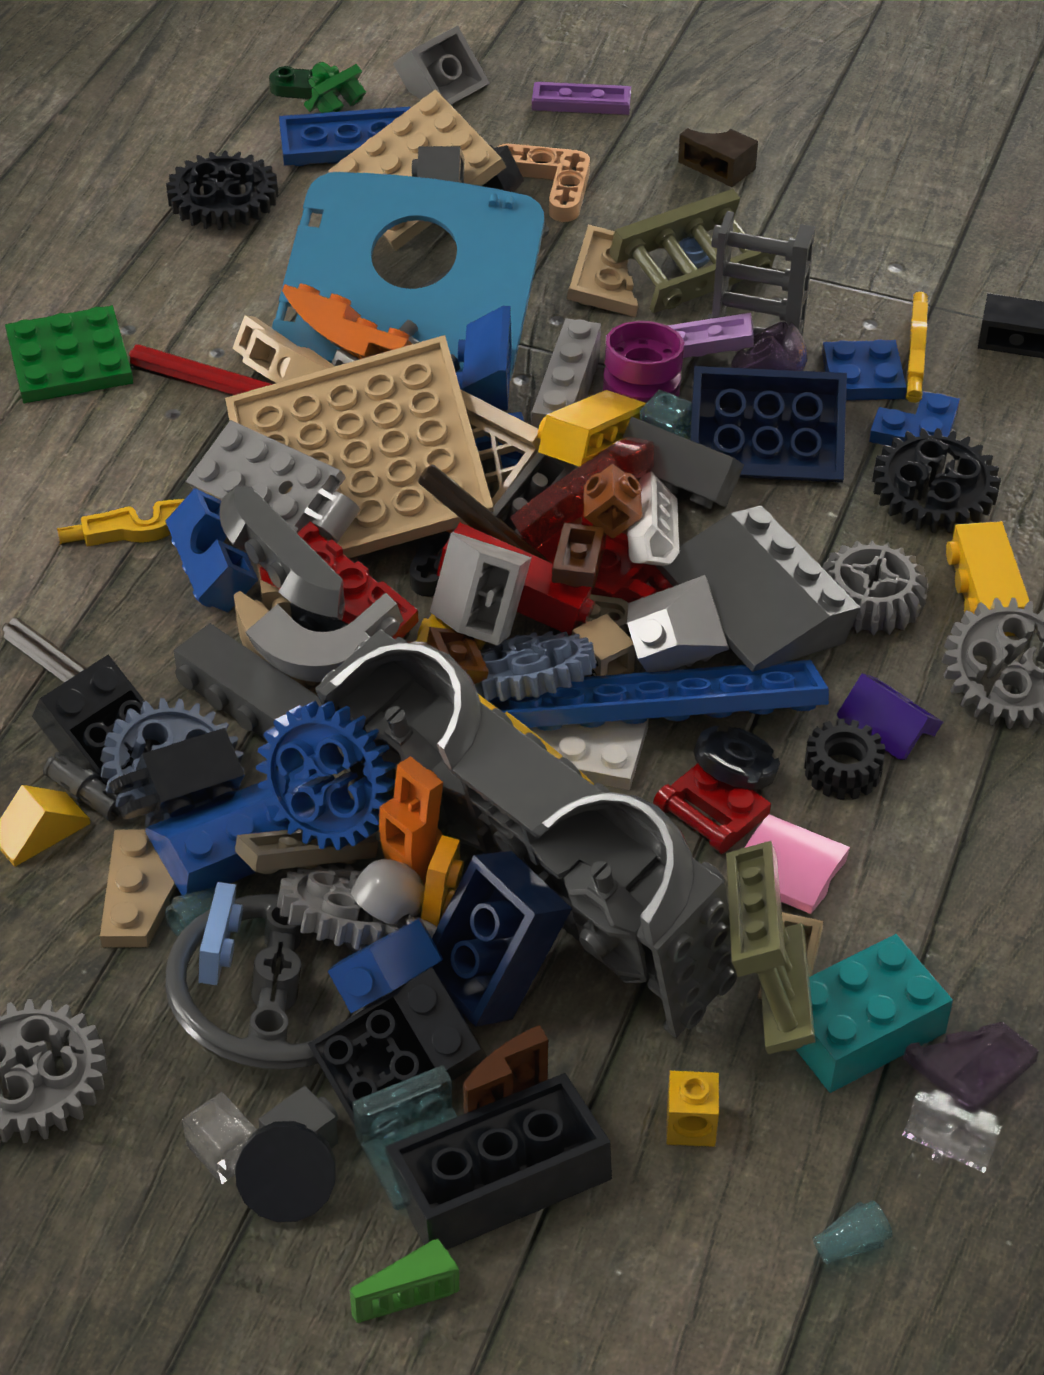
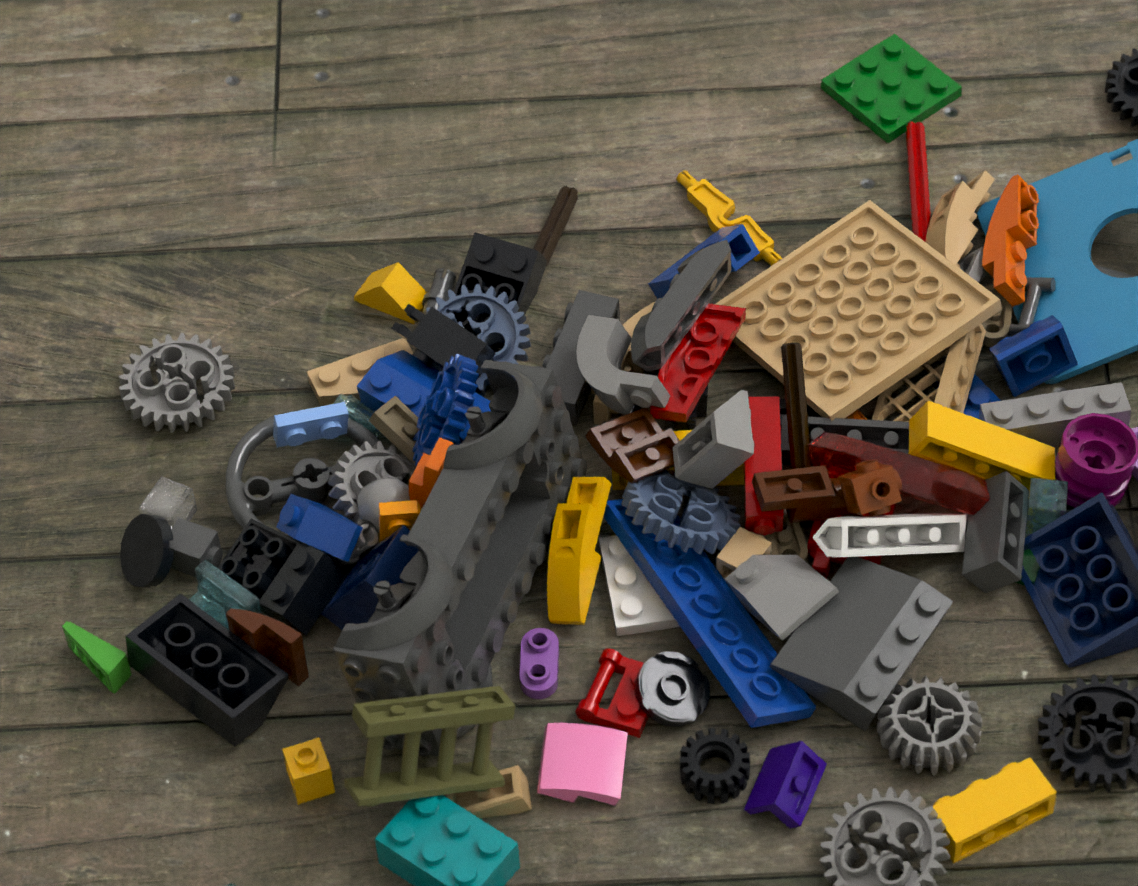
camera: 70 degrees right, 5 degrees up
(271, 468) = (783, 272): light grey hinge -> none

